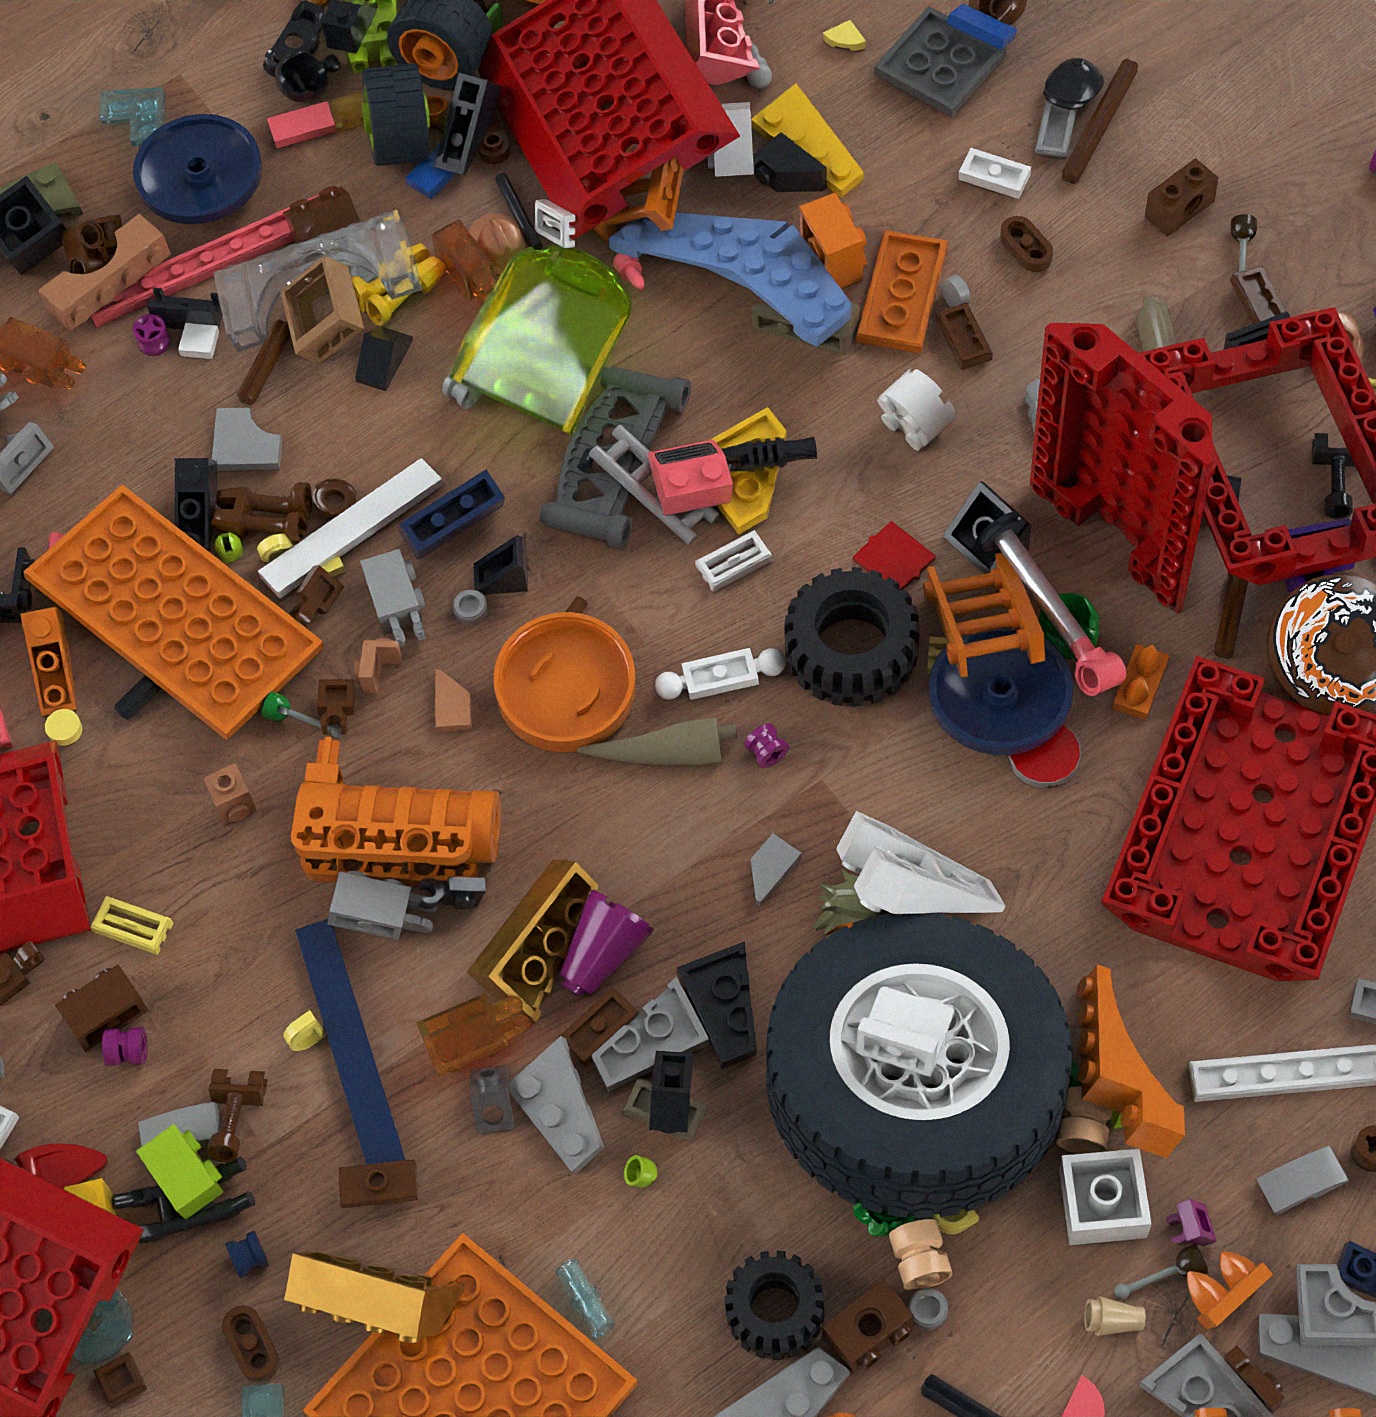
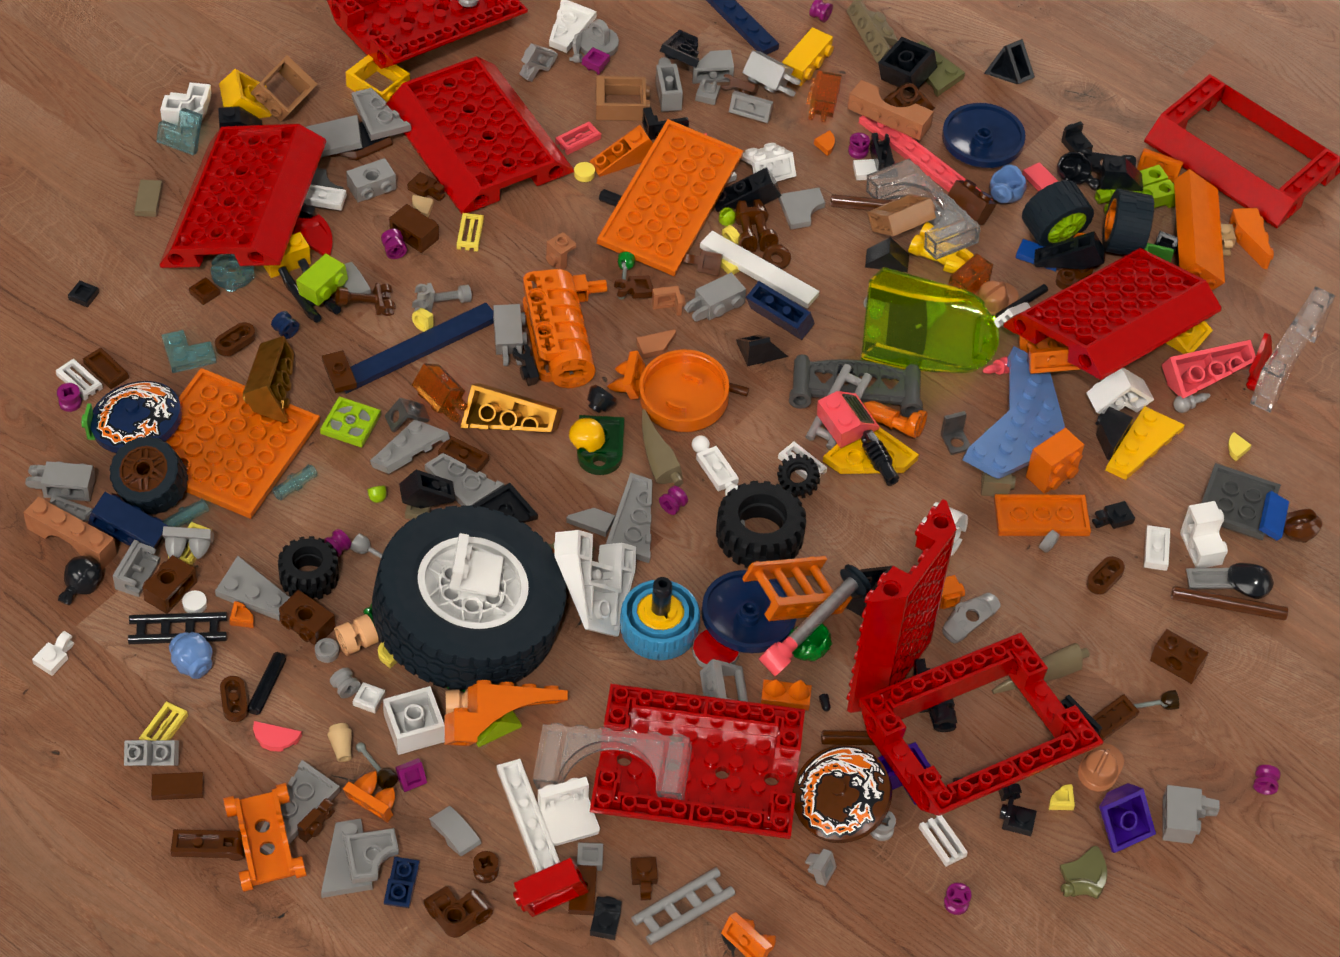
camera: 65 degrees right, 10 degrees down
(49, 987) = (423, 204): none -> tan tile
(68, 98) = (1012, 64): none -> black slope
(126, 377) = (825, 142): none -> orange tile
(140, 107) = (1020, 99): clear light blue plate -> none
(141, 458) = (774, 157): none -> white bracket
(240, 64) = (1074, 138): none -> black bracket
(264, 1010) = (427, 295): none -> light grey bar
(303, 164) = (1008, 184): none -> medium blue hair
(470, 607) = (724, 339): light grey tile -> none
(483, 1187) = (350, 422): none -> lime piece
(522, 761) = (632, 372): none -> orange tile
(546, 802) = (600, 399): none -> black cone
(601, 943) = (516, 441): magenta cone -> none
(614, 836) = (587, 434): none -> yellow hair
(622, 825) = (611, 451): none -> dark green tile
(712, 403) = (891, 418): none -> orange piece
(729, 1252) = (339, 541): none -> magenta wheel
(731, 354) = (953, 429): none -> flat silver bracket
(739, 1215) = (362, 545): none -> light grey hinge
(768, 547) = (796, 464): none -> black tyre
(794, 815) = (634, 517): none -> light grey wing
(894, 555) = (835, 545): red piece -> none
(926, 204) = (1114, 514): none -> black plate
(964, 336) = (1016, 552): reddish brown plate -> none
(987, 811) = (659, 619): none -> dark azure wheel
(996, 115) = (1202, 535): none -> white brick
(1005, 1290) = (345, 683): none -> light grey wheel
(1016, 438) = (951, 593): none -> orange window
(1031, 1261) = (369, 697): none -> white tile
(1113, 767) = (713, 680): none -> light grey tile
(1163, 636) = (825, 703): none -> black piece
(1195, 991) = (565, 746): none -> clear arch
(1300, 1013) = (567, 811): none -> white bracket

